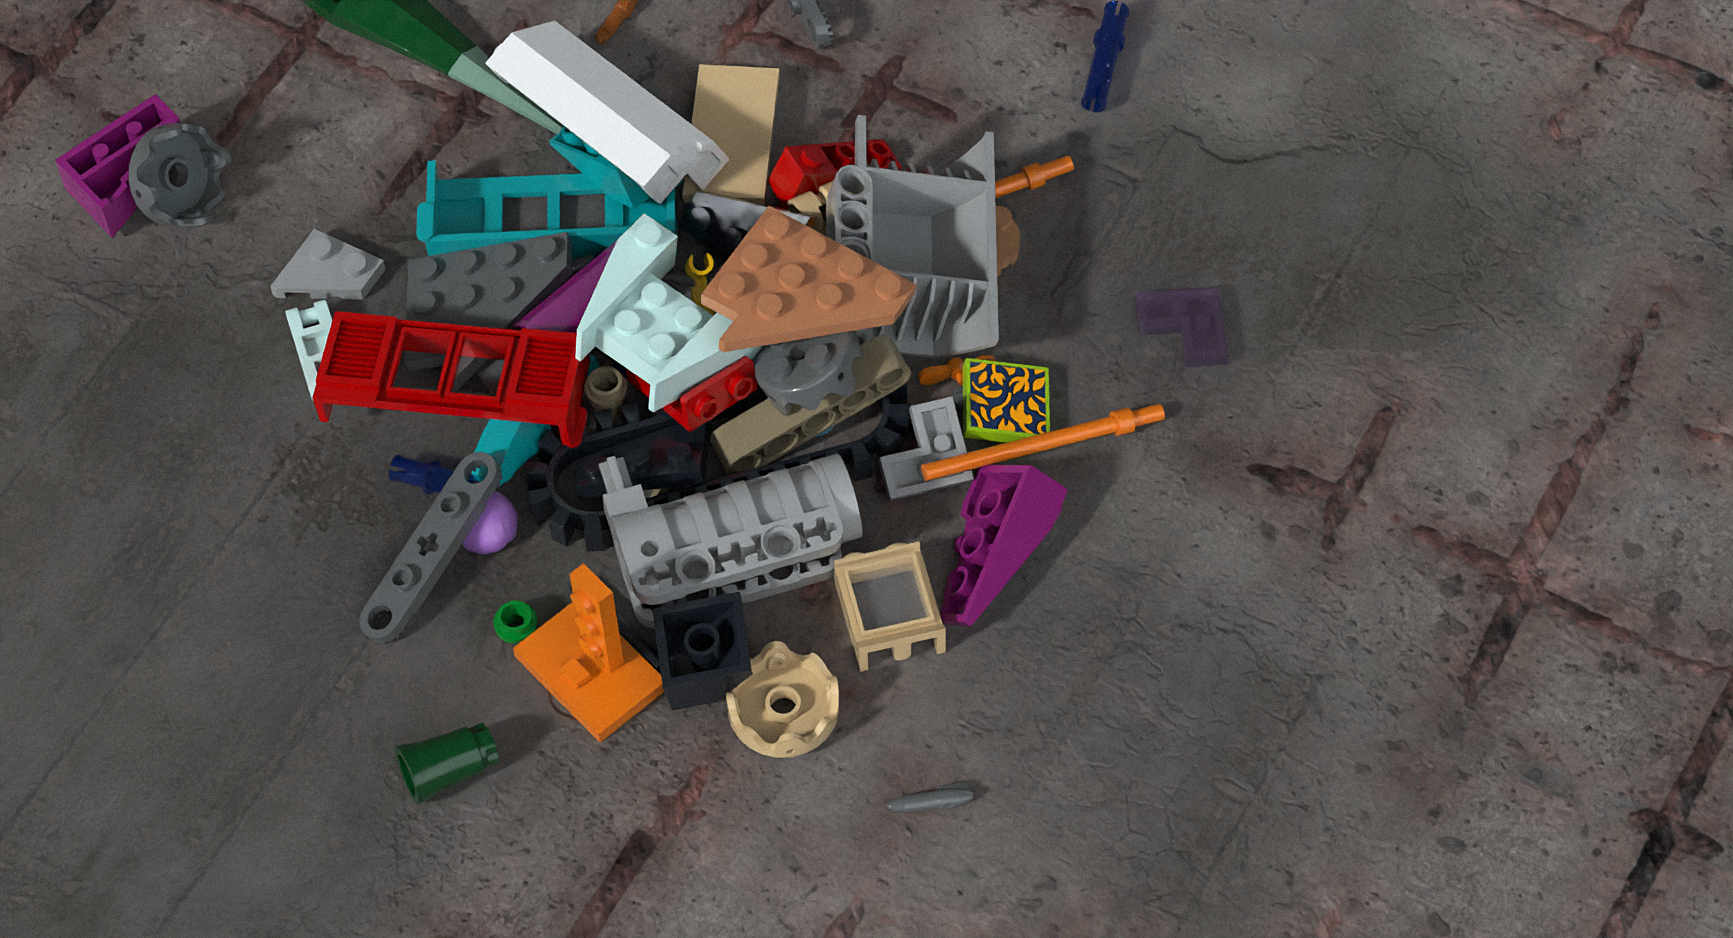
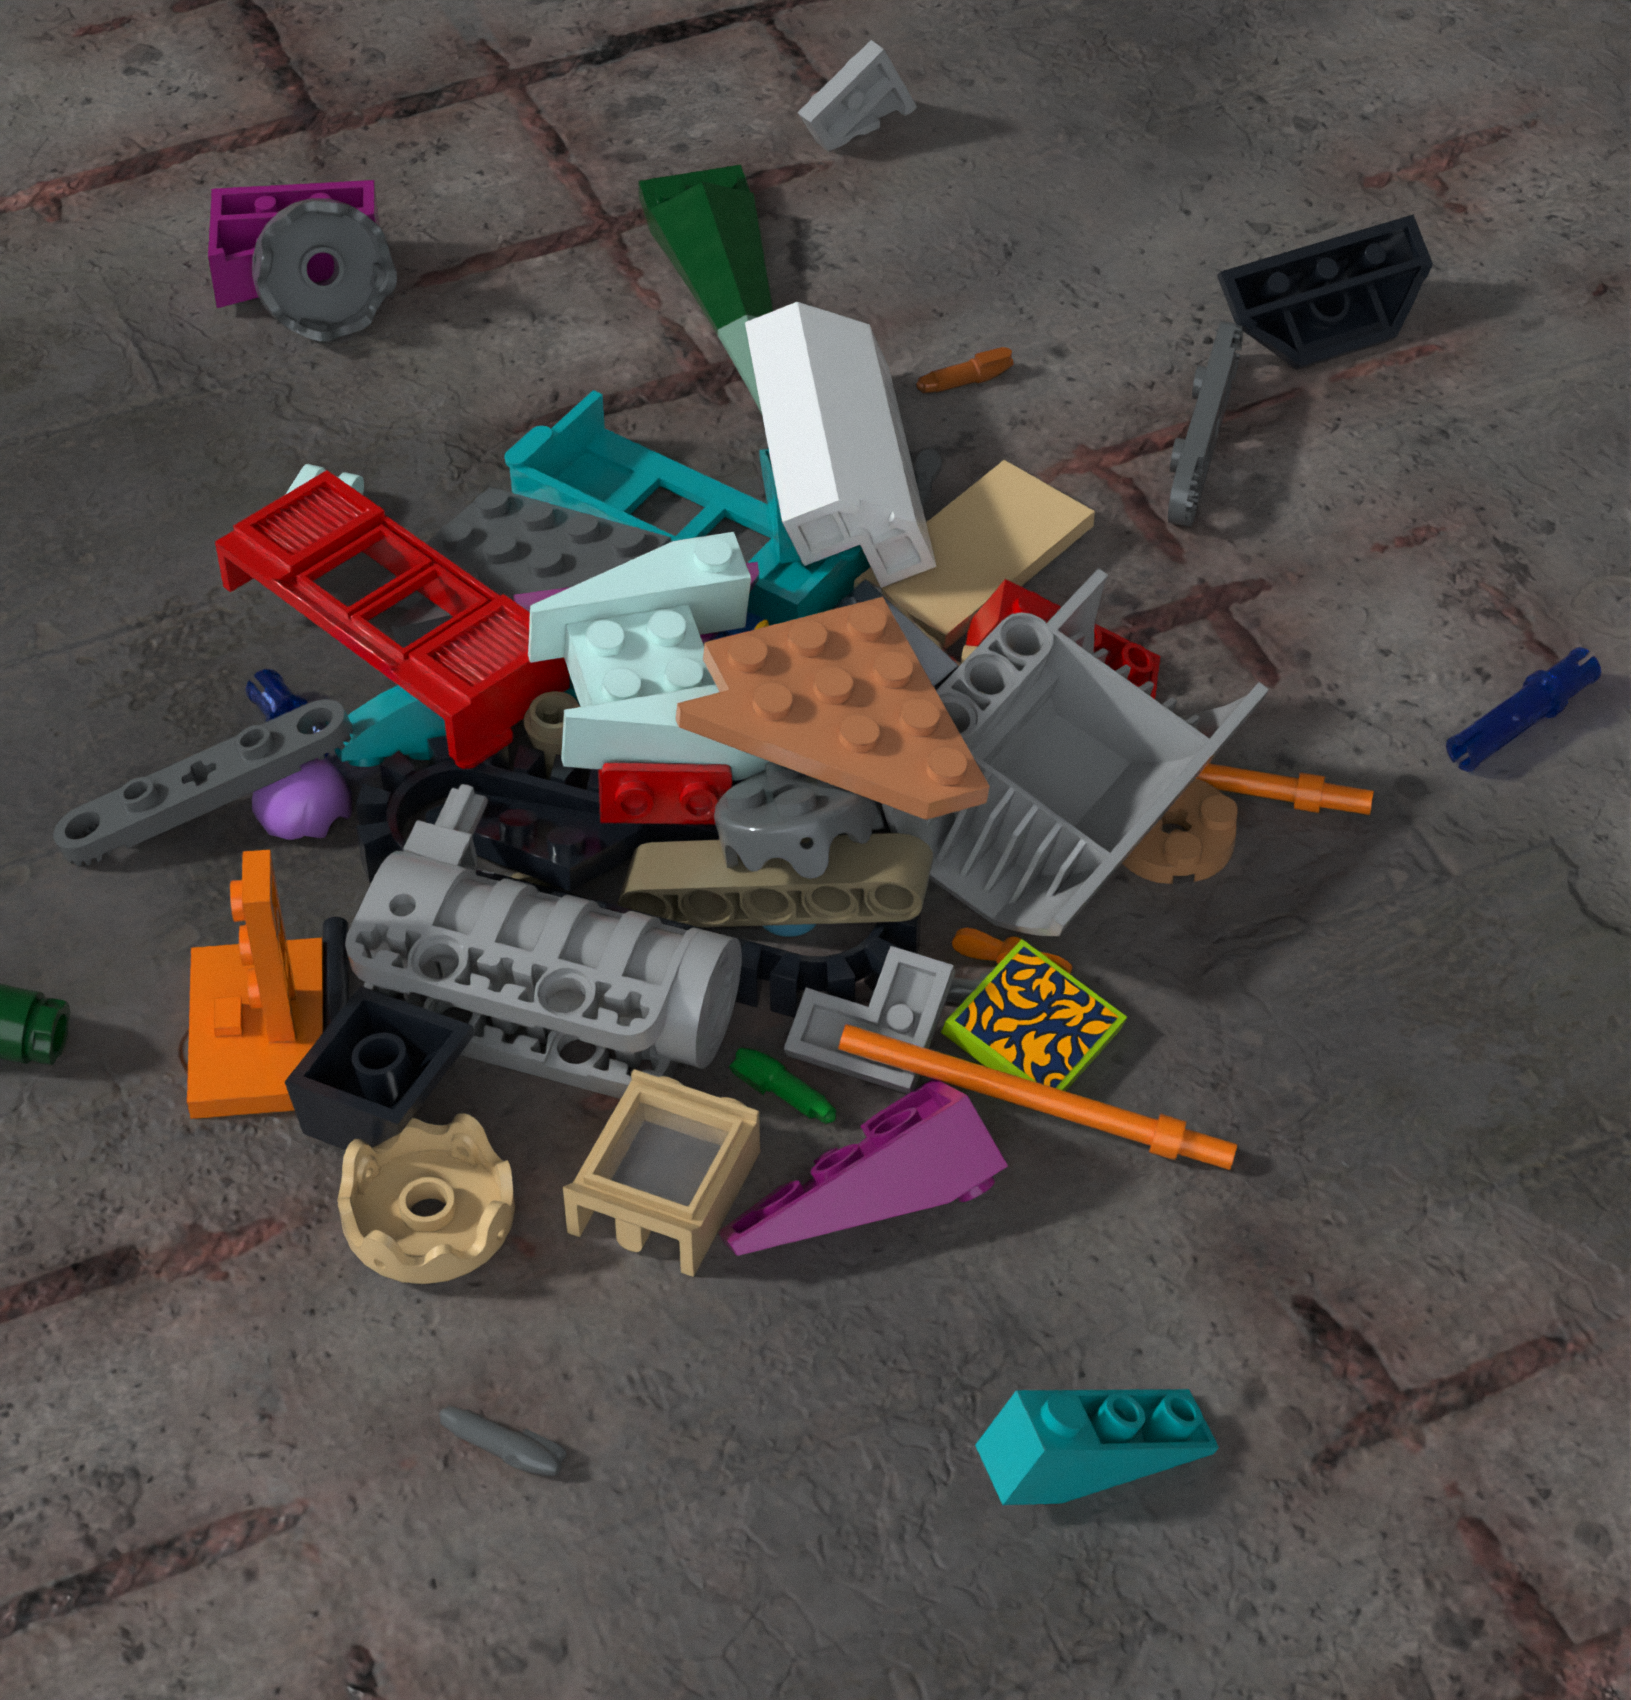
camera: 35 degrees right, 10 degrees down
(328, 270) = (400, 454): light grey wing -> none
(511, 612) = (214, 921): green plate -> none
(888, 518) = (770, 1075): none -> green piece
(1188, 312) = (1378, 1067): clear purple tile -> none
(1219, 607) = (1086, 1441): none -> teal slope

